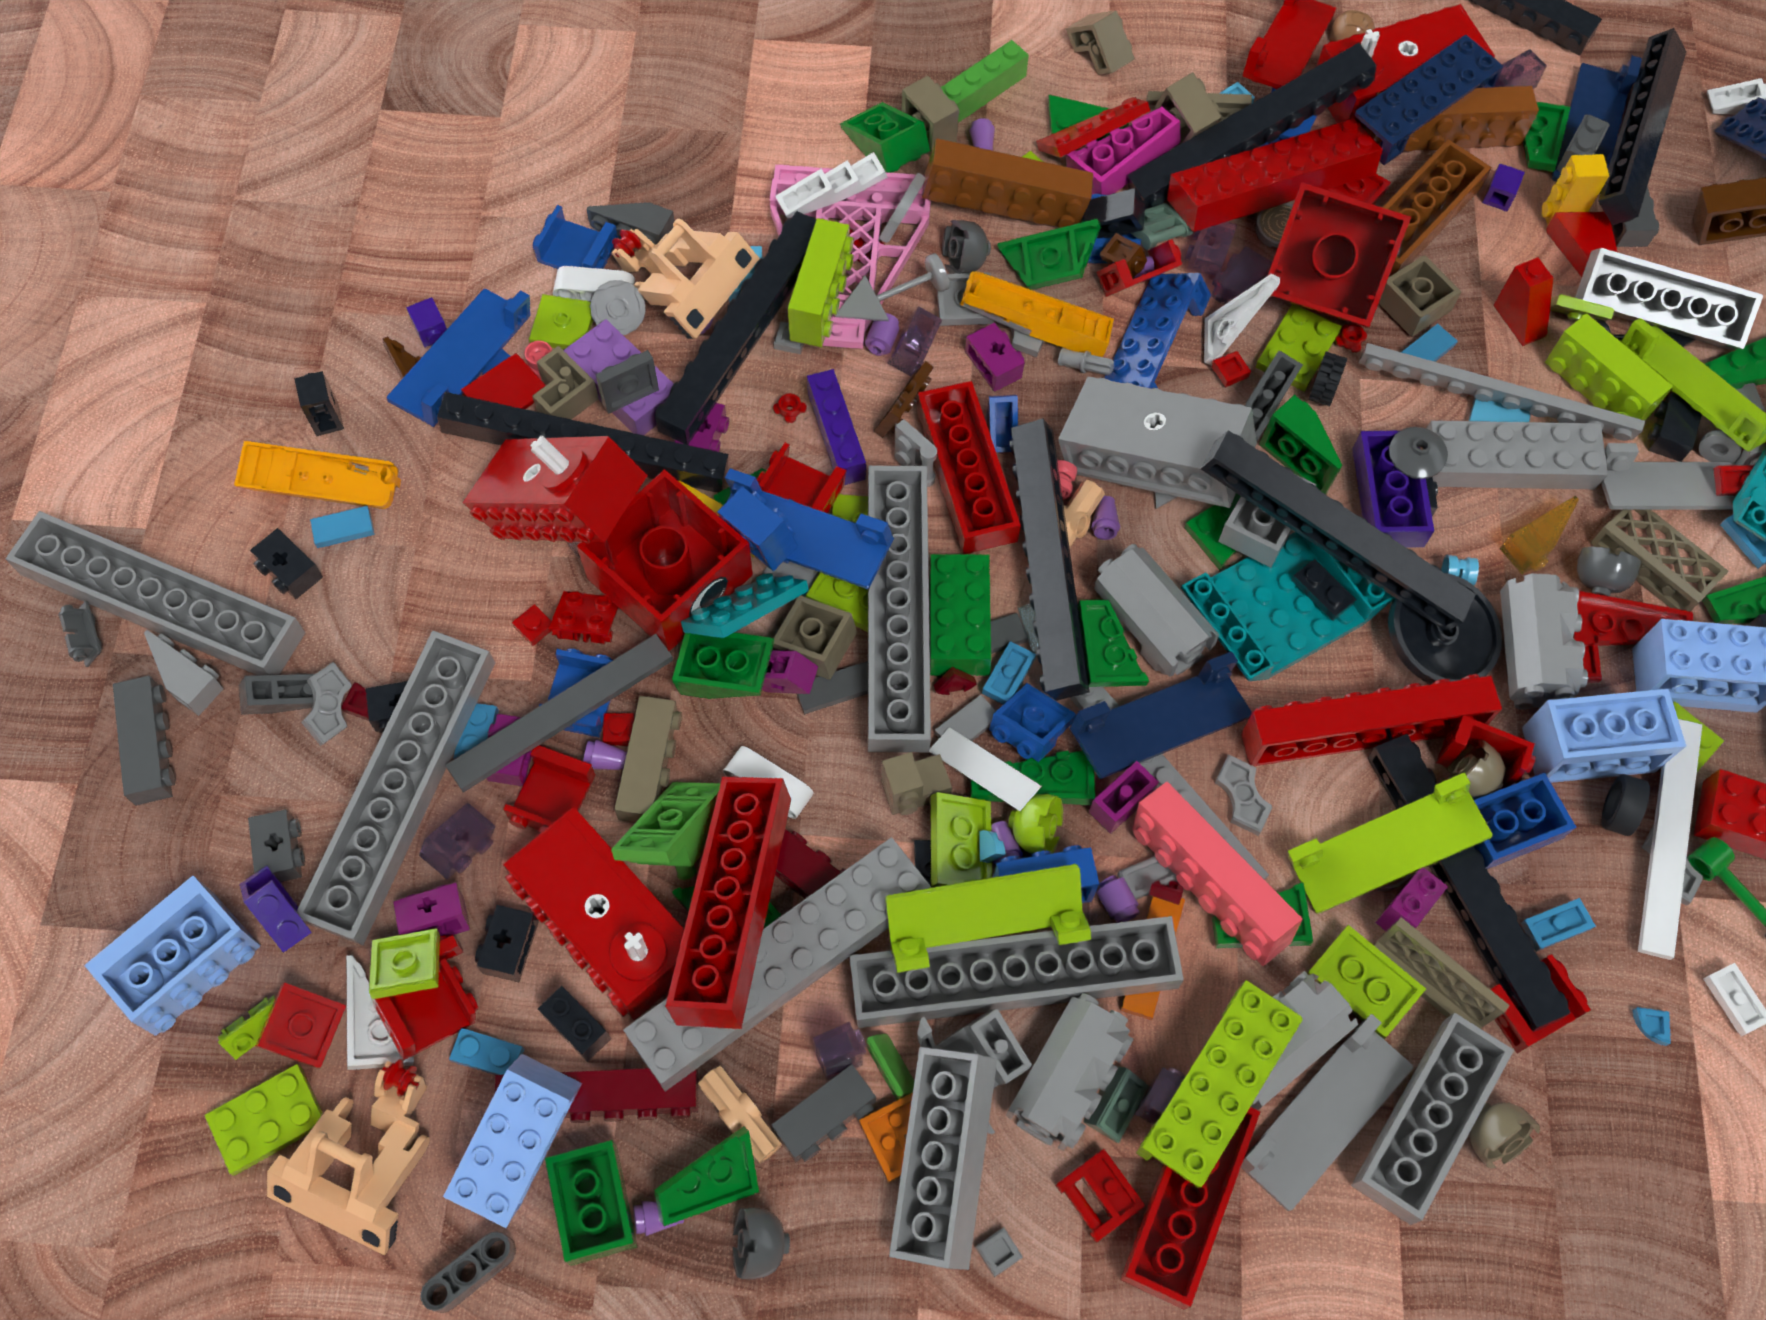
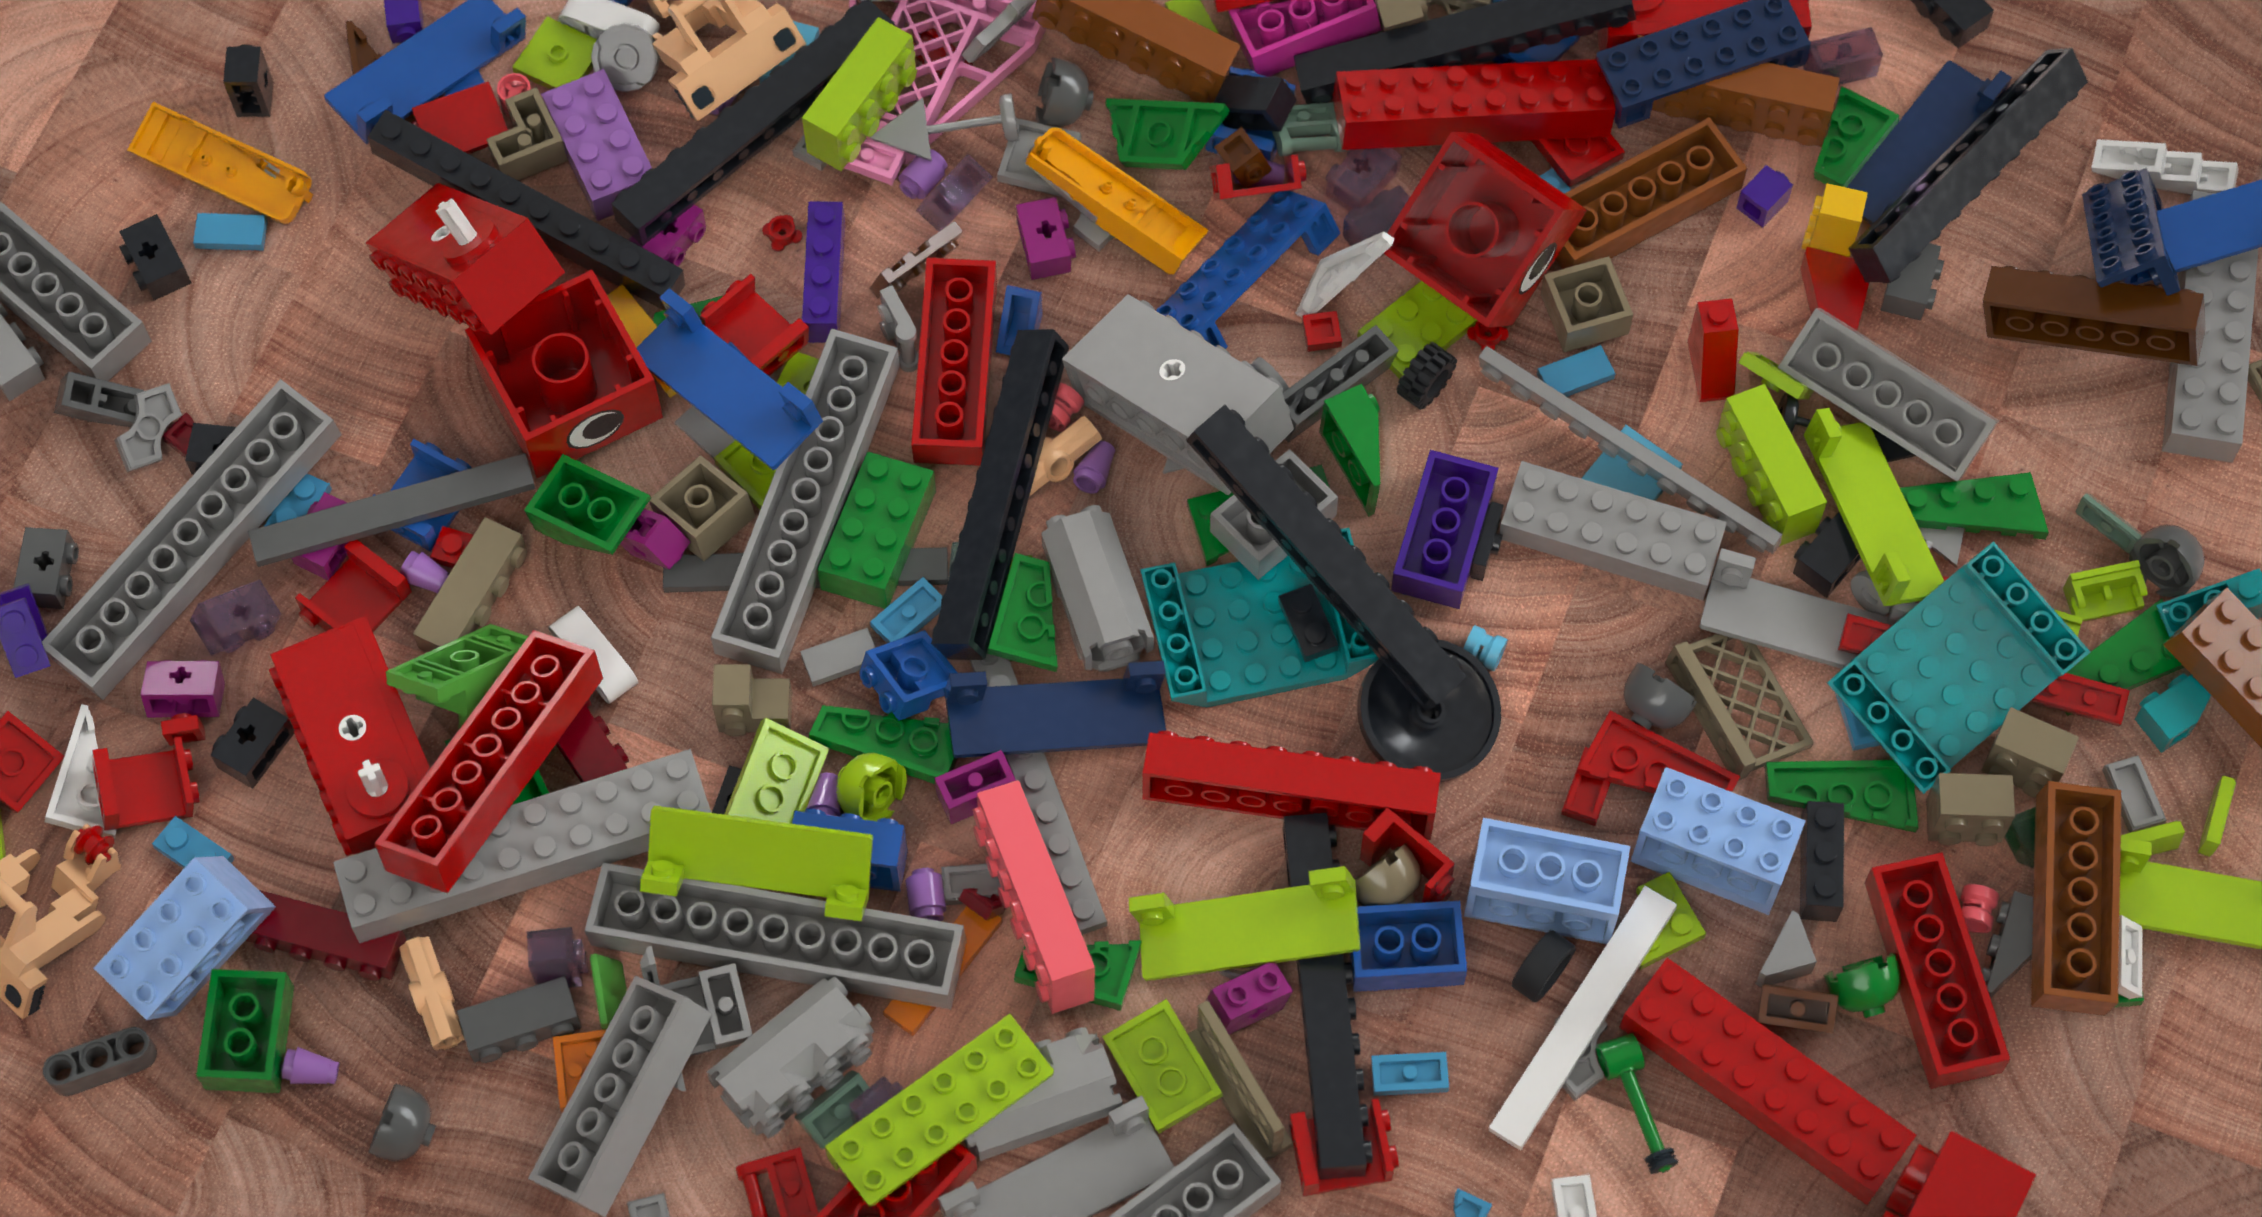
camera: 20 degrees right, 0 degrees up
(404, 963) = (136, 728): lime plate -> none
(532, 625) = (401, 404): red plate -> none
(574, 1023) = (292, 847): black brick -> none
(584, 615) = (458, 411): red hinge -> none
(627, 381) = (592, 154): dark grey plate -> none
(710, 1181) = (374, 1047): green wing -> none
(744, 606) = (634, 449): teal plate -> none
(763, 528) = (674, 365): blue brick -> none
(954, 681) = (843, 603): dark red tile -> none
(985, 769) = (832, 709): white sticker -> none
(990, 846) = (804, 796): medium azure tile -> none
(1085, 362) = (1148, 274): light grey axle -> none
(1249, 808) = (1119, 843): light grey tile -> none
(1417, 462) = (1483, 508): dark grey dish -> none
(1535, 541) = (1595, 638): clear yellow slope -> none
(1539, 640) = (1534, 753): light grey brick -> none
(1585, 139) = (1885, 170): dark grey brick -> none

